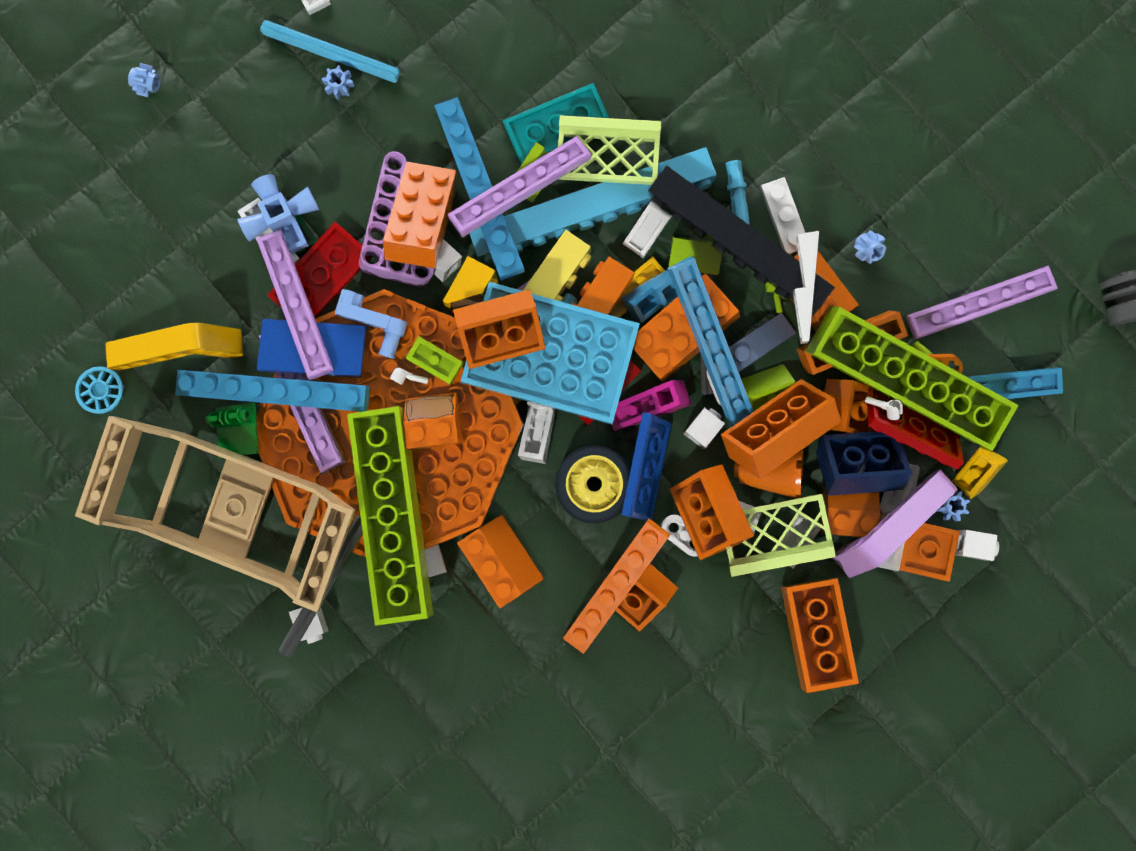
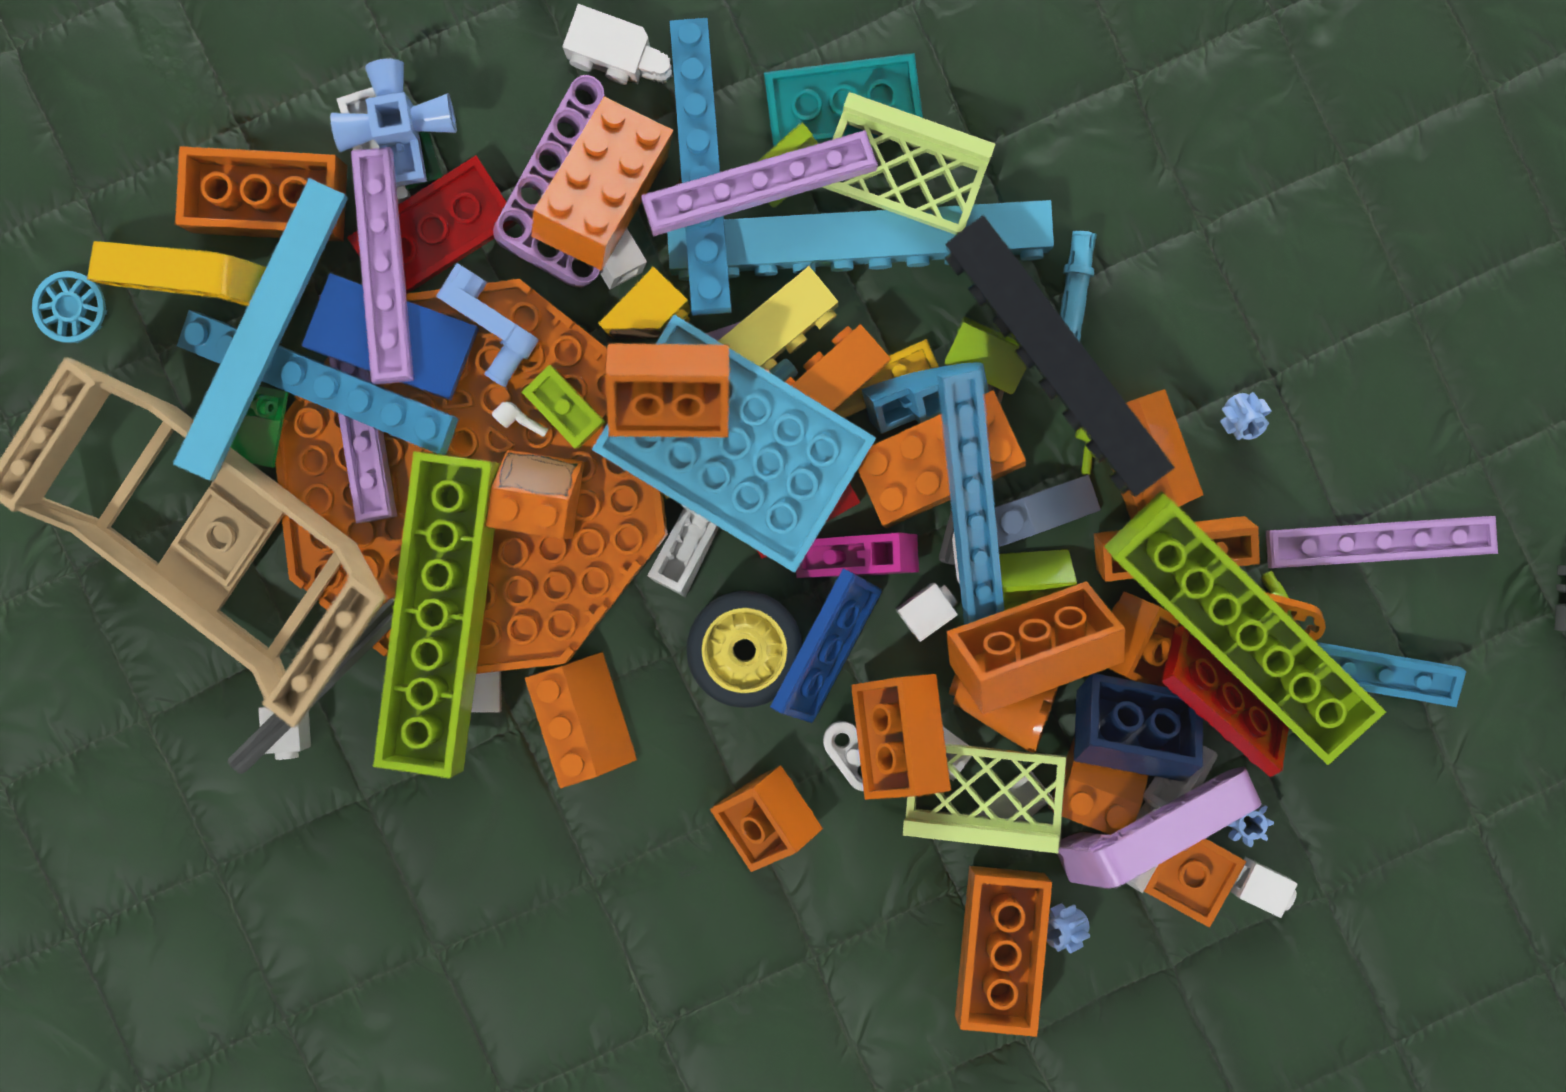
camera: 10 degrees right, 5 degrees up
(205, 283) = (250, 189): none -> orange brick
(228, 366) = (260, 330): none -> medium azure tile
(404, 131) = (613, 48): none -> white hinge
(616, 585) = (735, 803): orange plate -> none
(647, 230) = (928, 298): white tile -> none
(783, 213) = (1135, 334): white plate -> none
(803, 297) = (1123, 472): white slope -> none
(857, 608) = (1067, 928): none -> light blue gear
(893, 407) = (1205, 664): white hand -> none
(979, 471) = (1300, 786): yellow slope -> none

